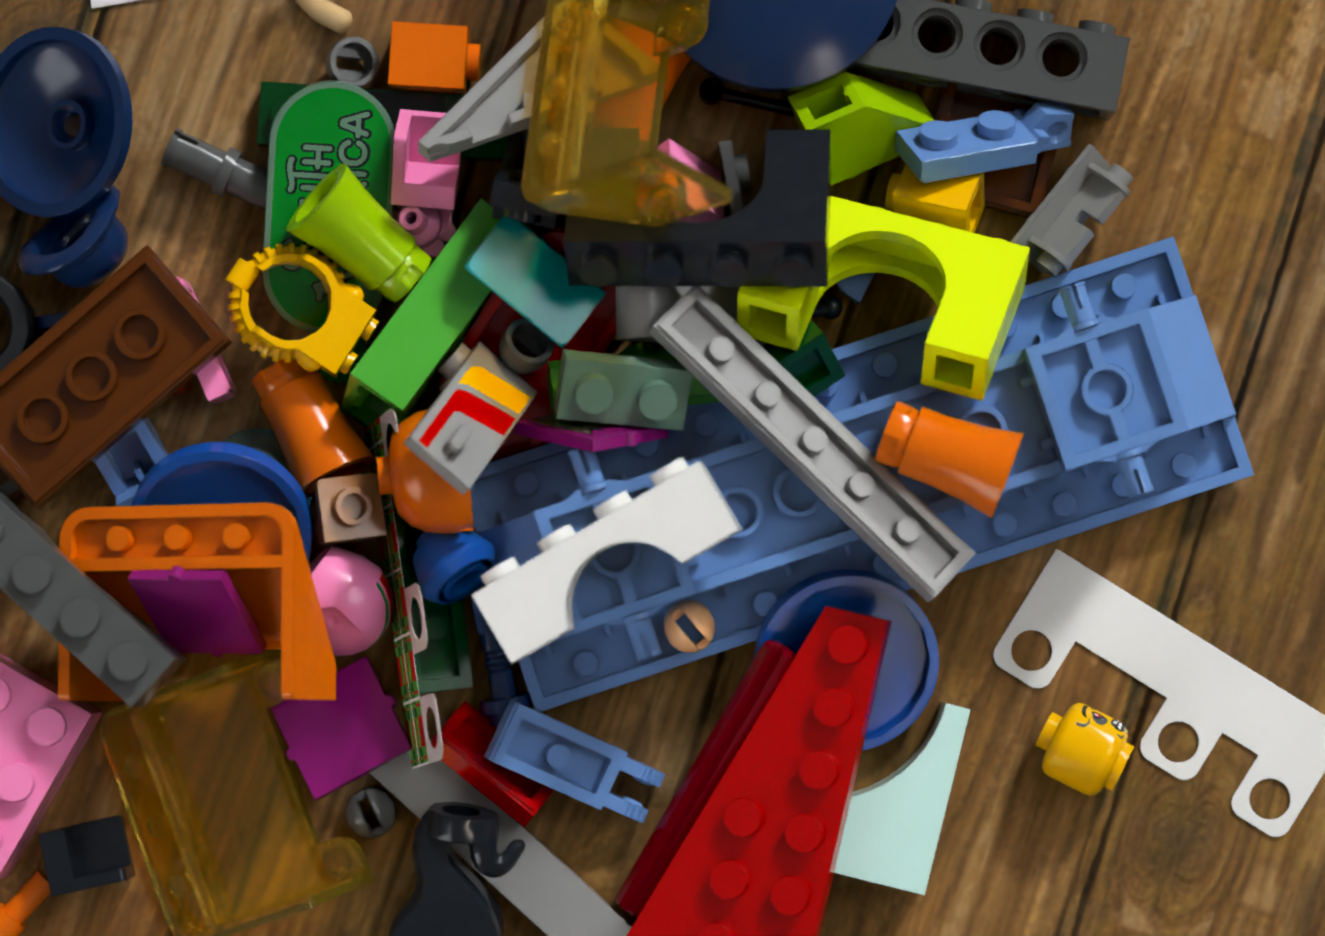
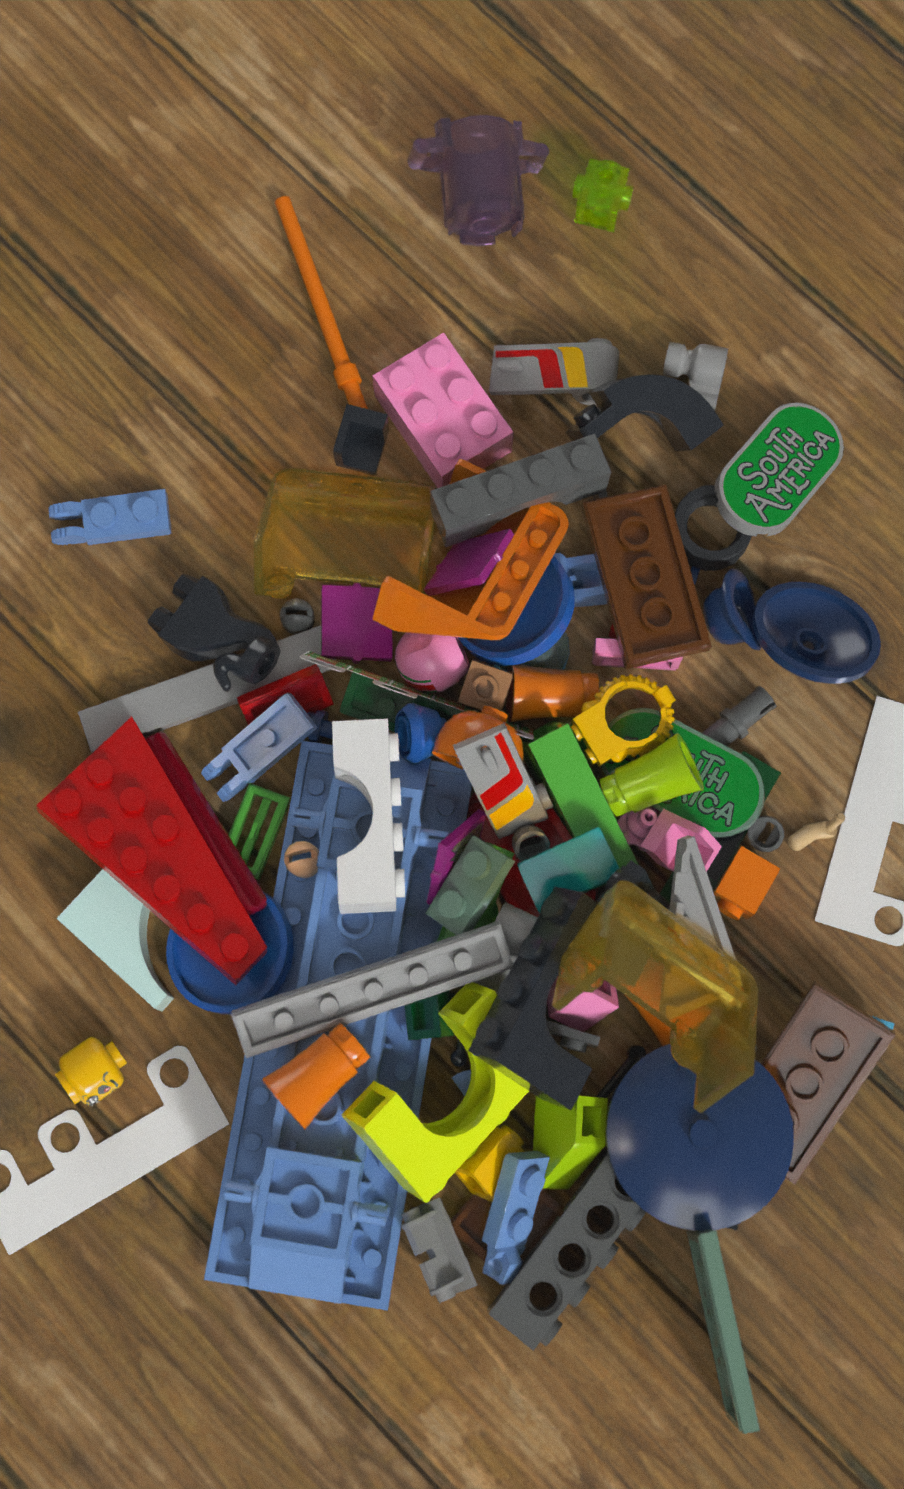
camera: 120 degrees right, 10 degrees down
(630, 719) = (273, 829): none -> bright green tile

